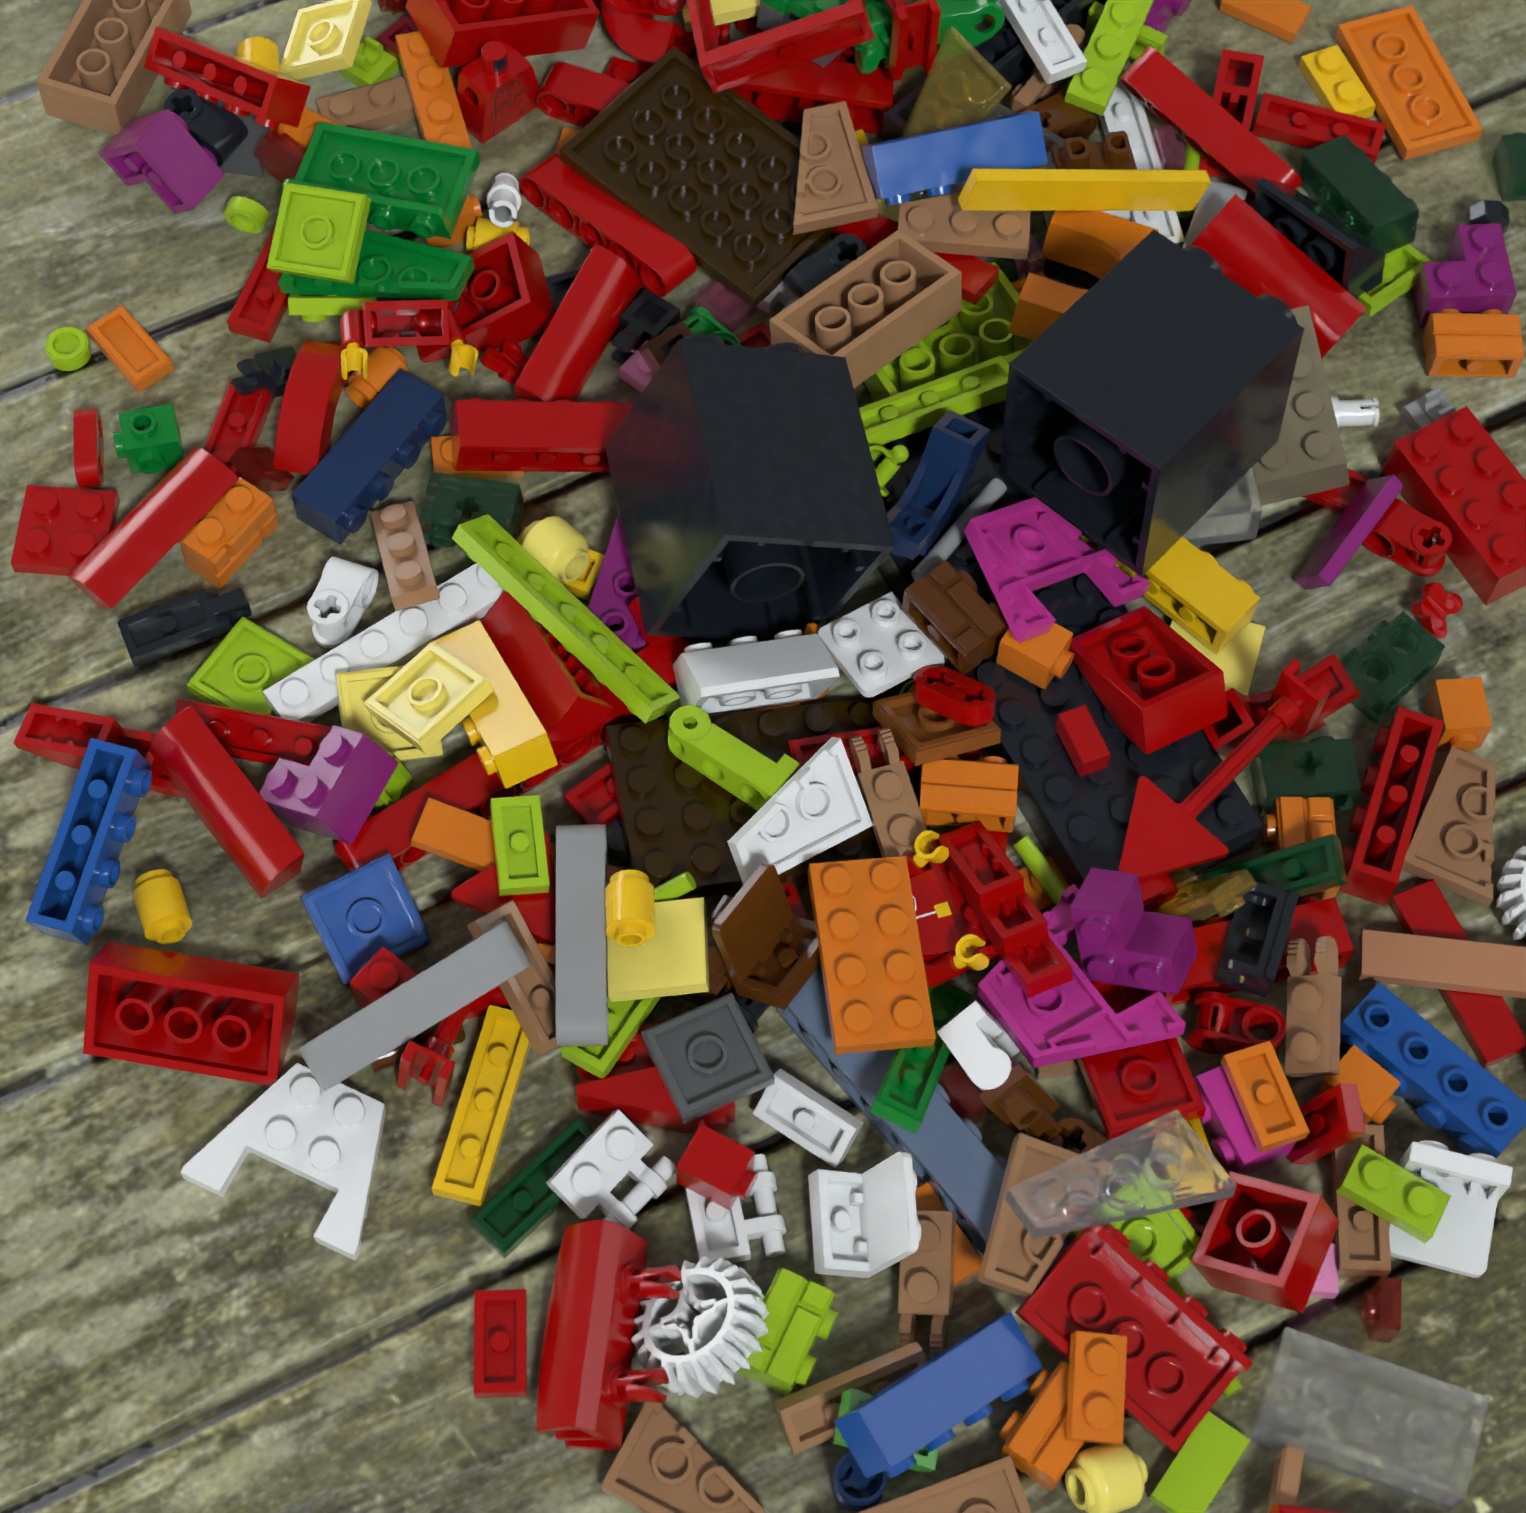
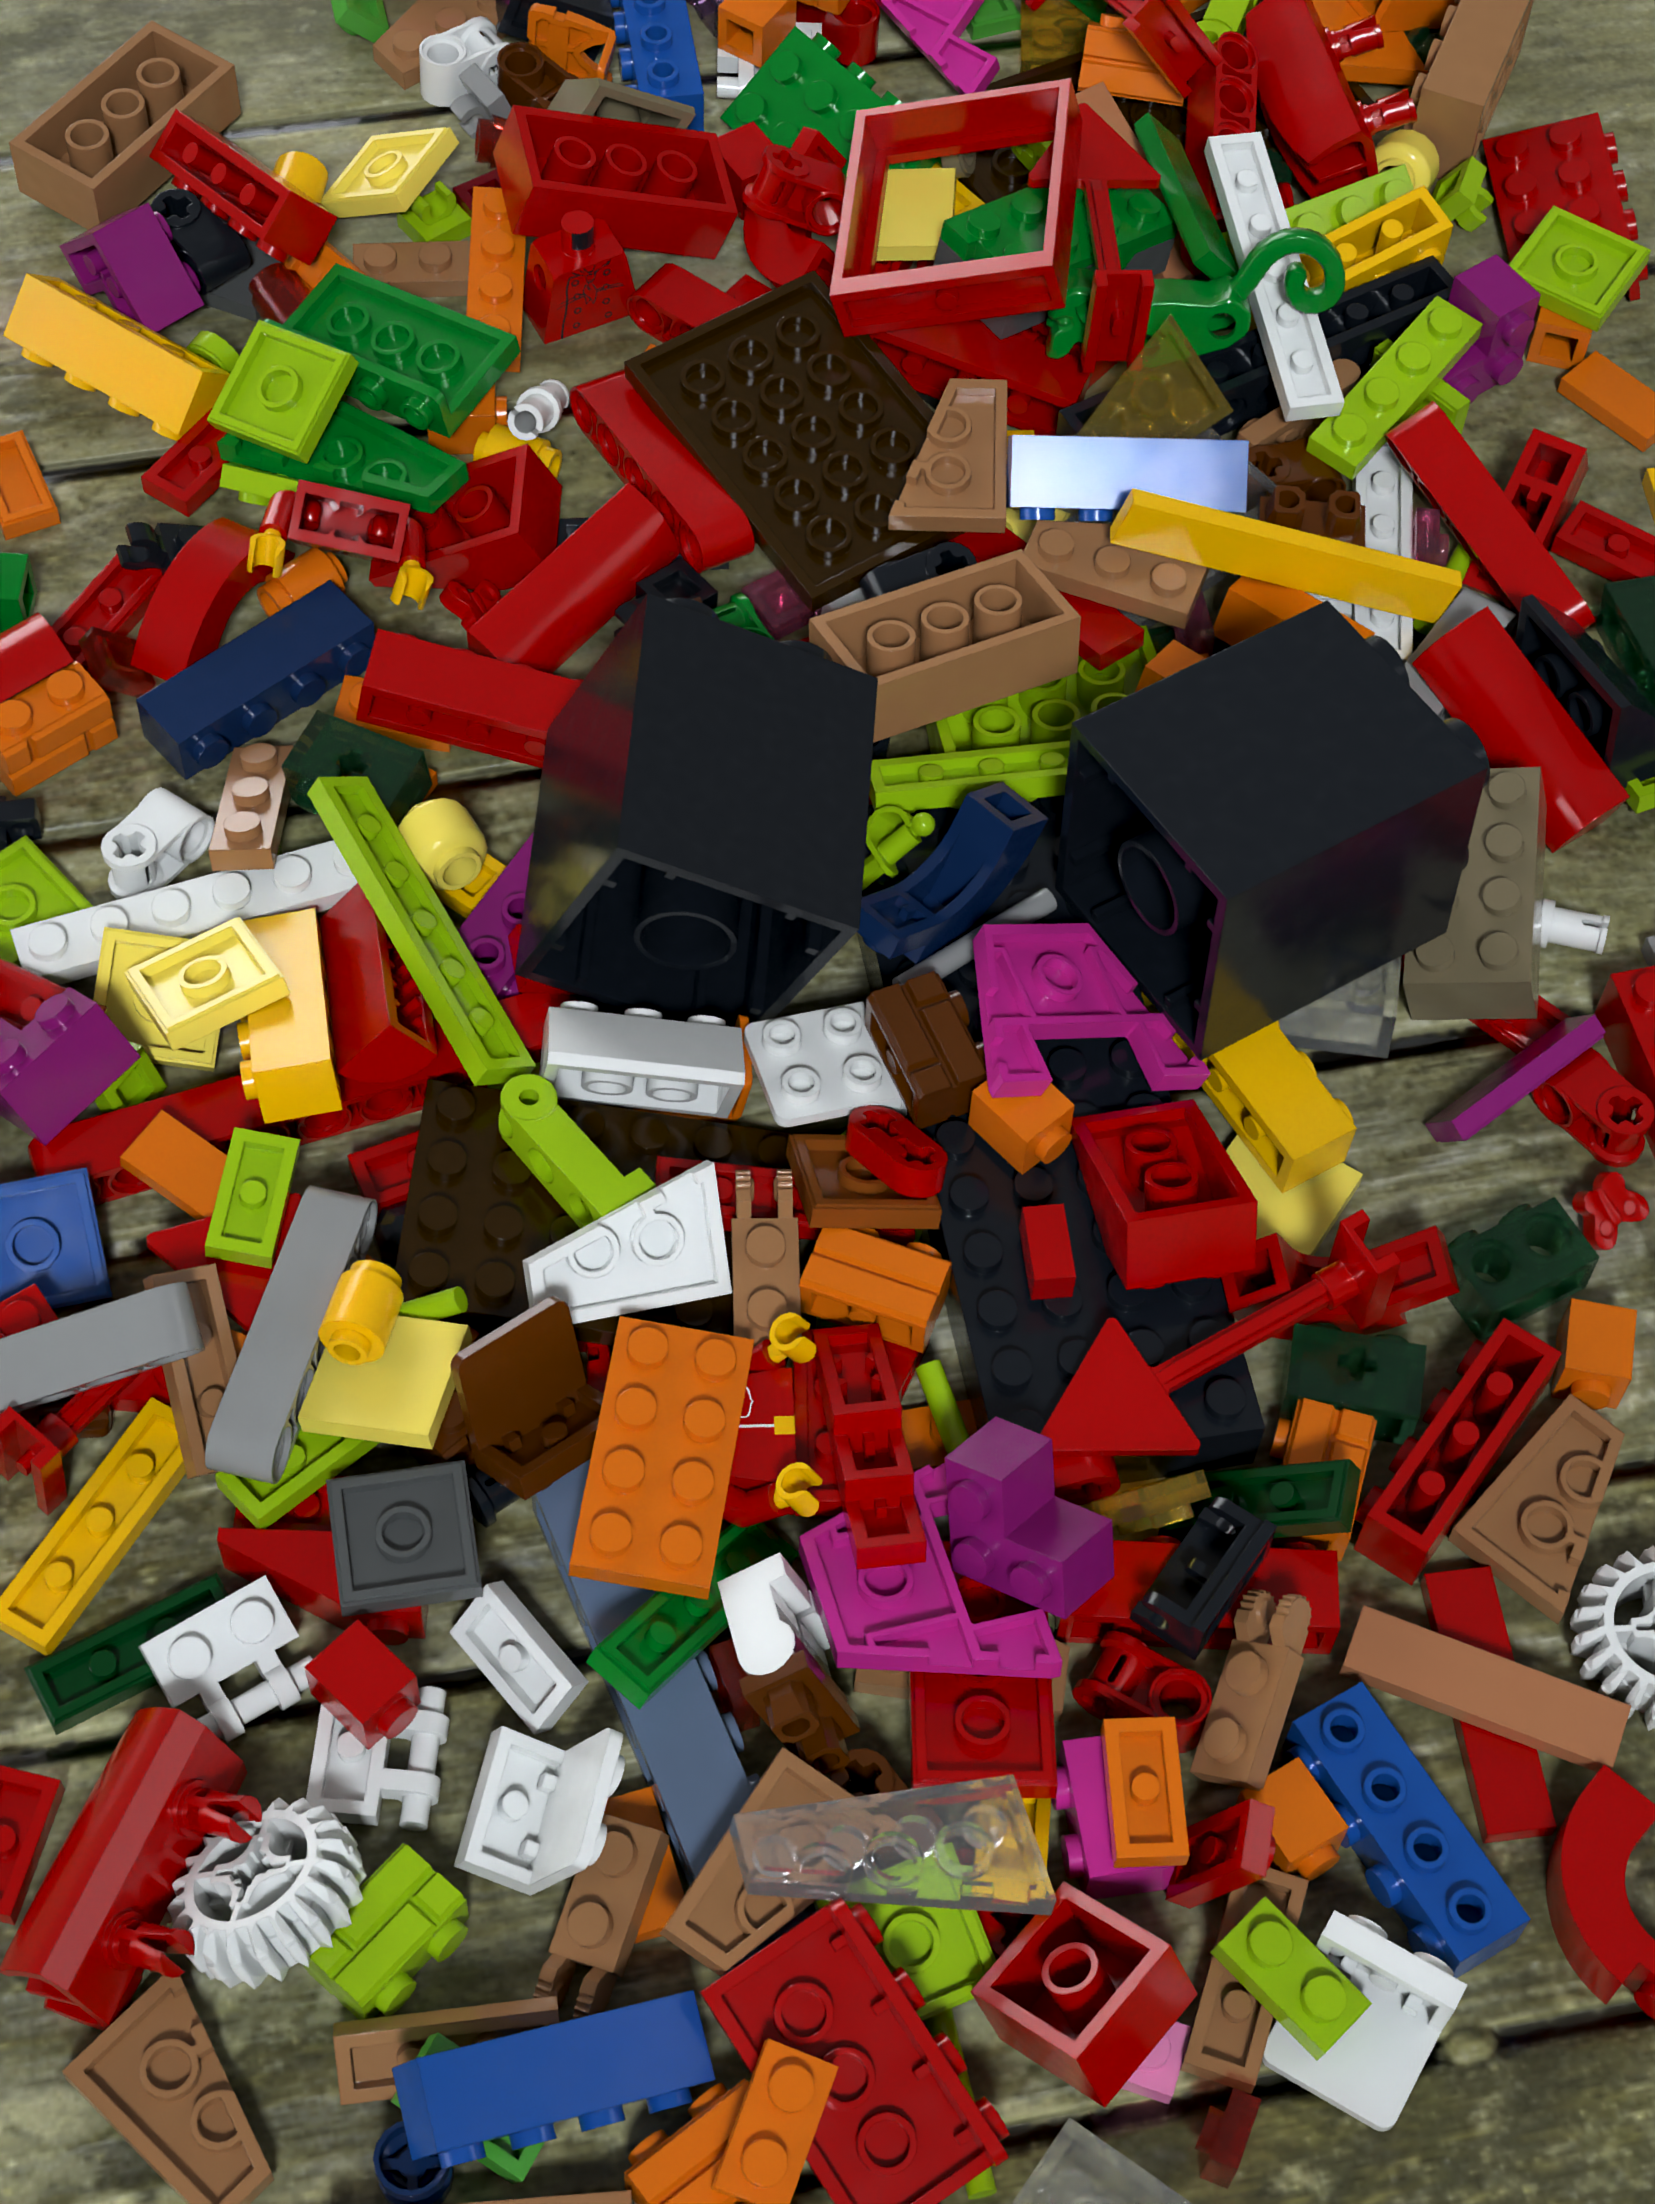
camera: 15 degrees right, 5 degrees down
(174, 231) = (113, 354): none -> yellow brick

